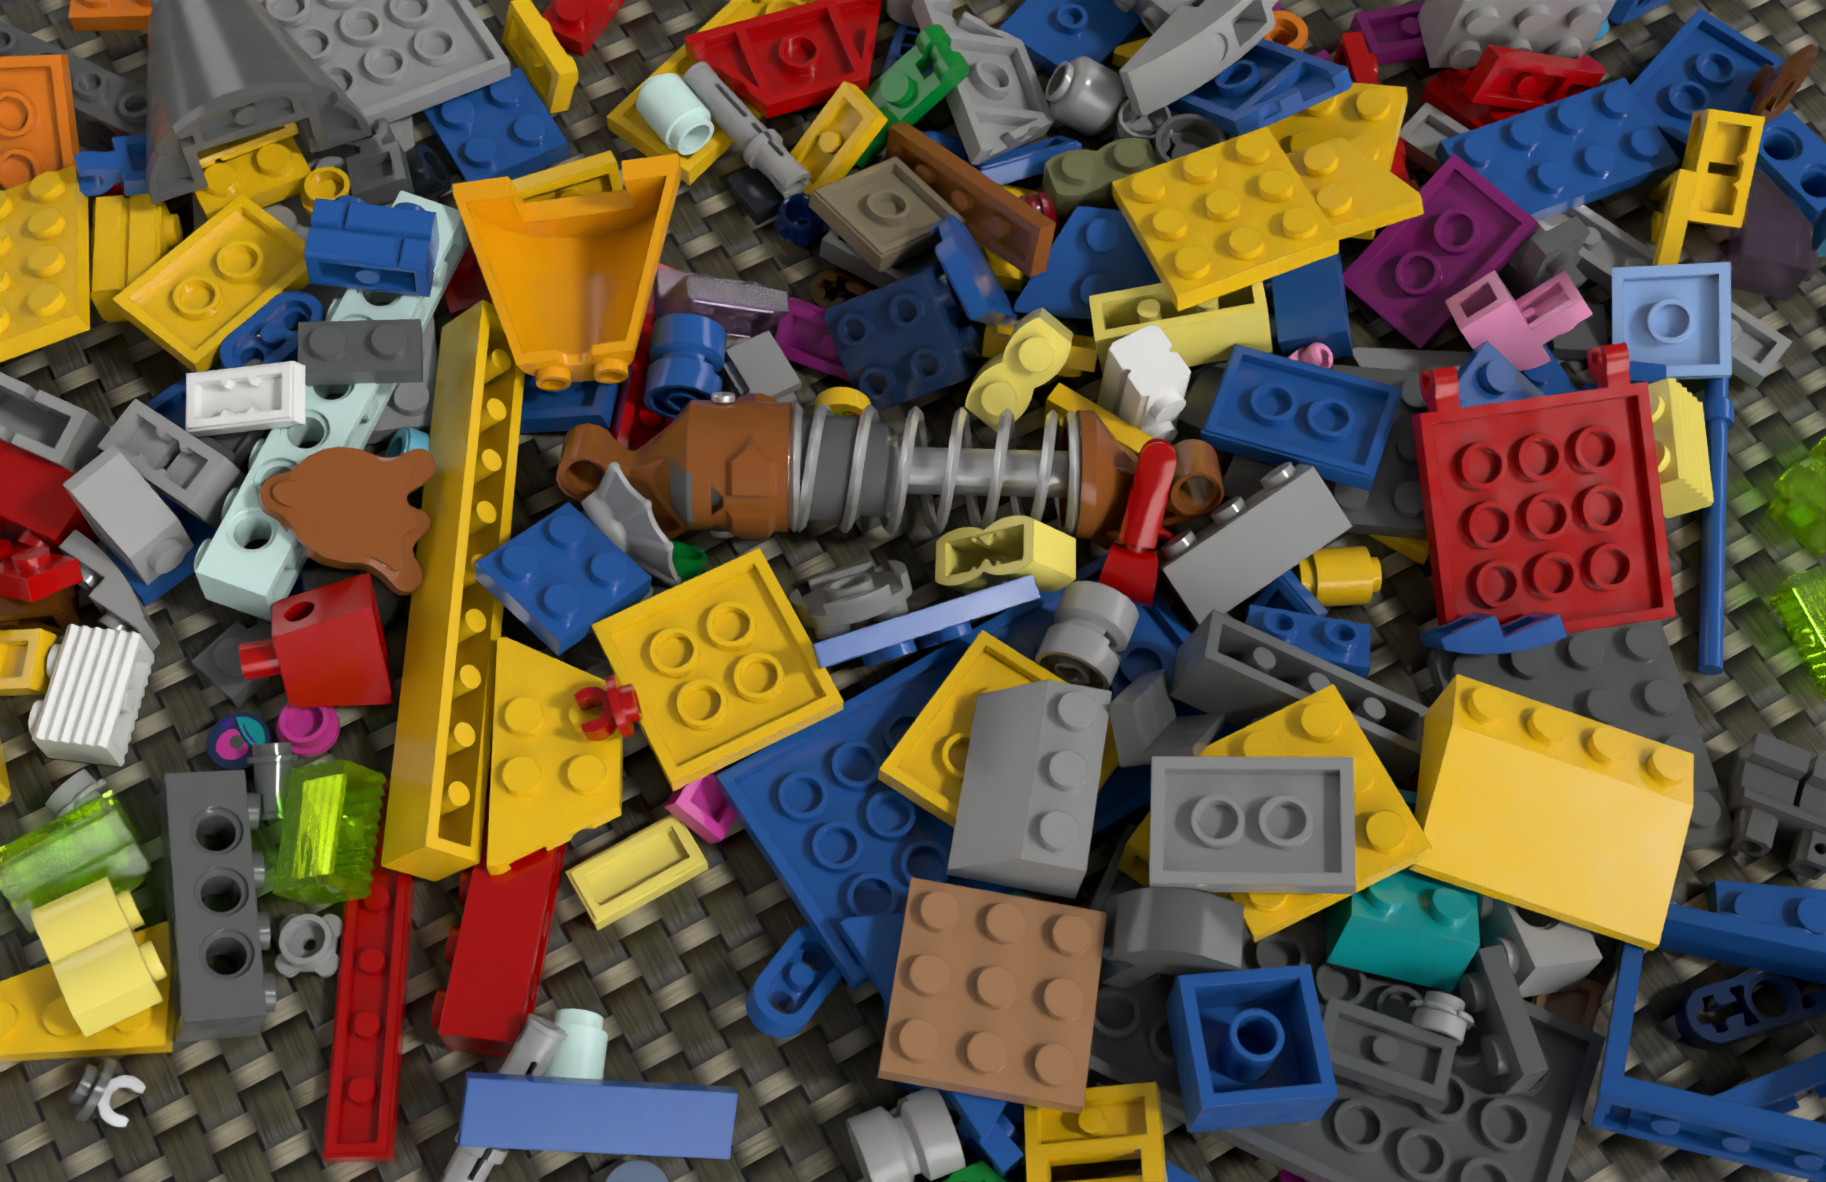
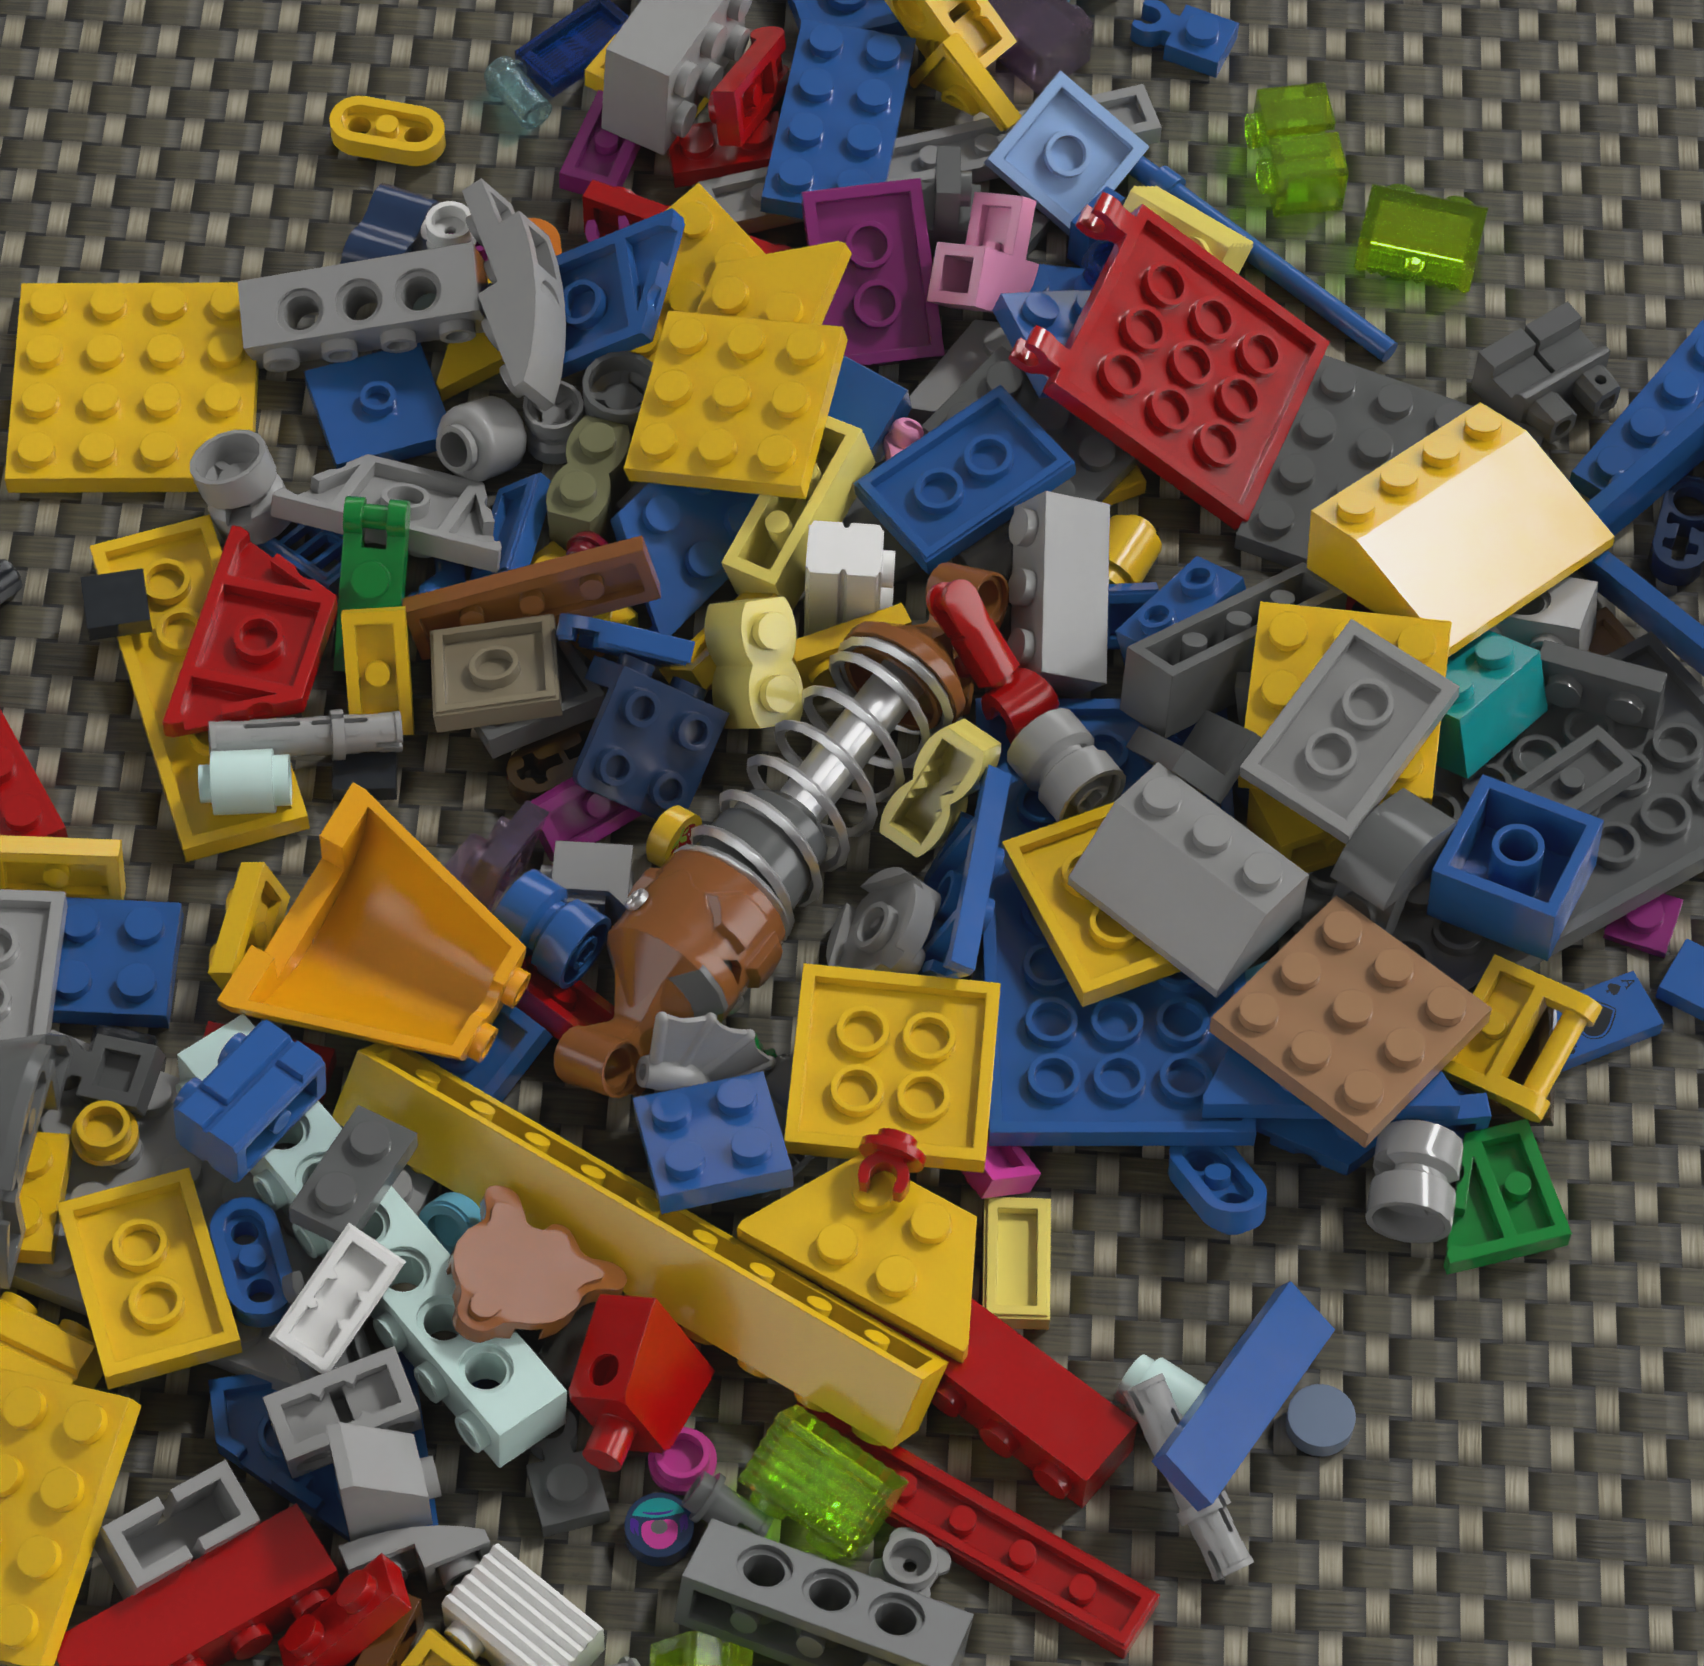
camera: 55 degrees left, 5 degrees down
(795, 210) = (426, 741): clear blue plate -> none
(1442, 1015) = (1568, 723): light grey plate -> none
(1483, 635) = (1265, 480): blue slope -> none

